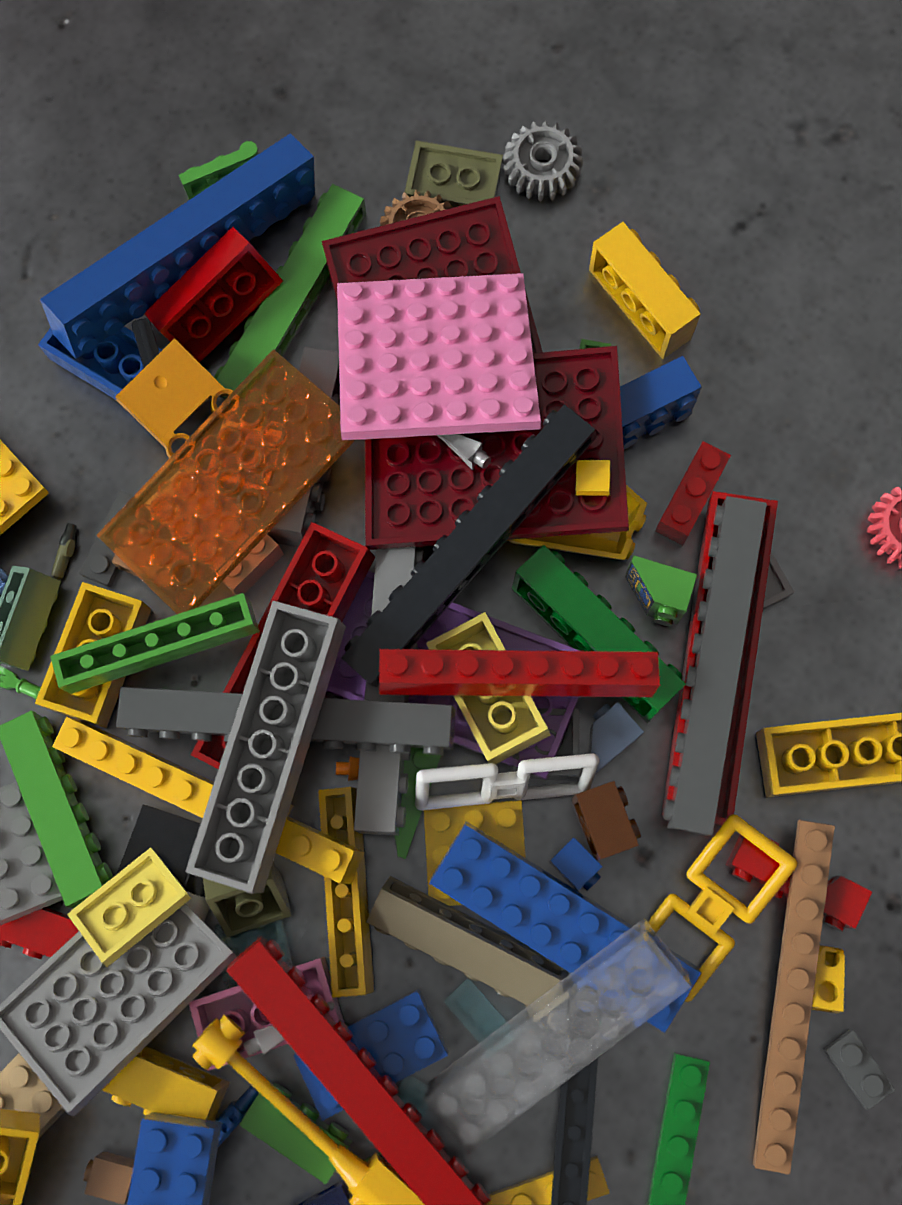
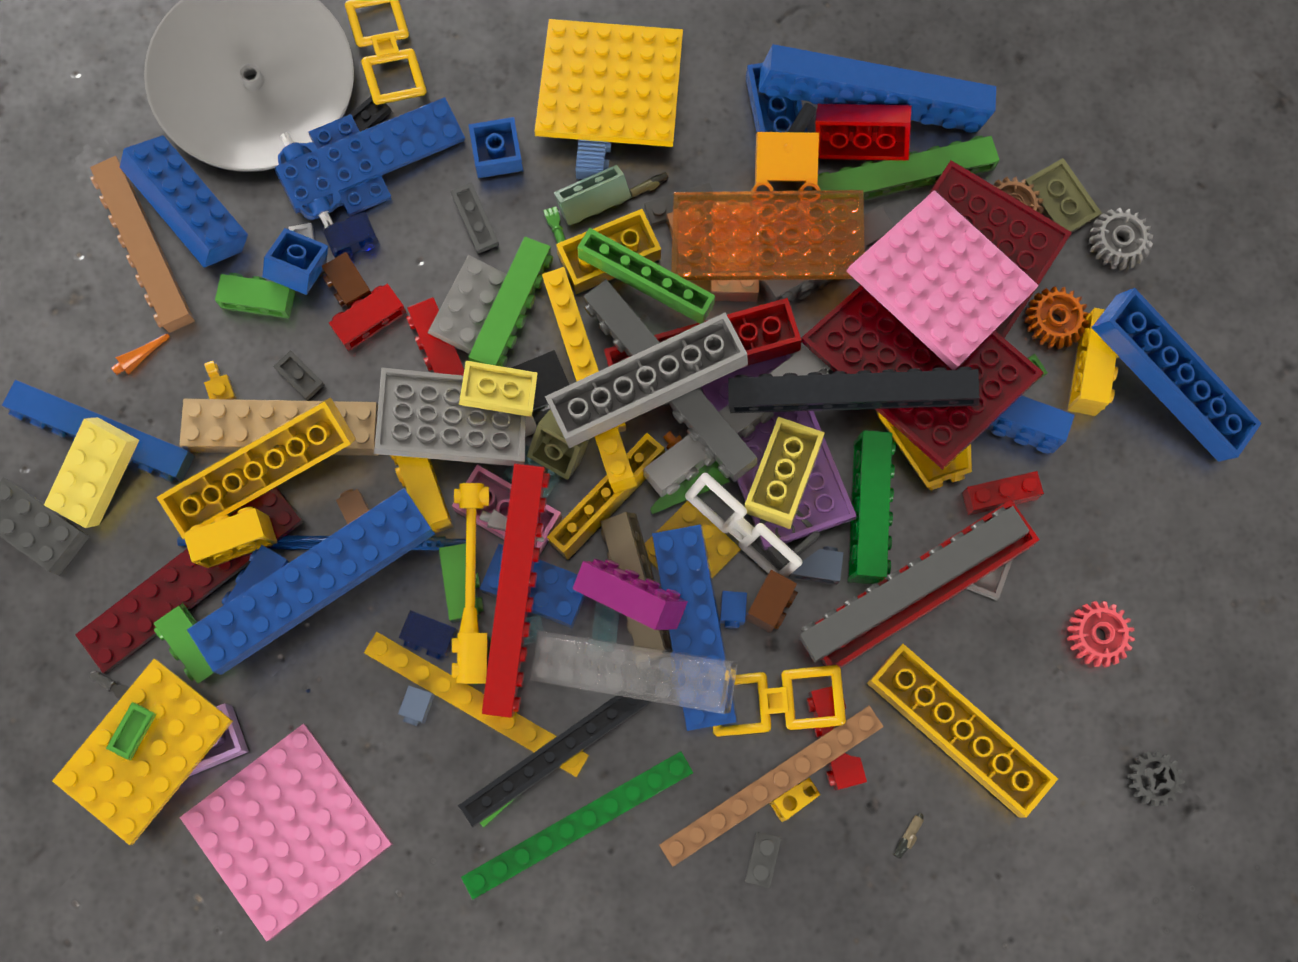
camera: 40 degrees right, 0 degrees up
(200, 178) = (926, 63): bright green plate -> none
(467, 449) = (905, 344): light grey piece -> none
(475, 968) = (630, 594): none -> magenta brick
(518, 673) = (807, 477): red brick -> none
(562, 304) = (1064, 306): none -> orange gear
(593, 477) = (953, 423): yellow tile -> none
(660, 589) = (929, 522): bright green slope -> none
(726, 227) = (1176, 375): none -> blue brick

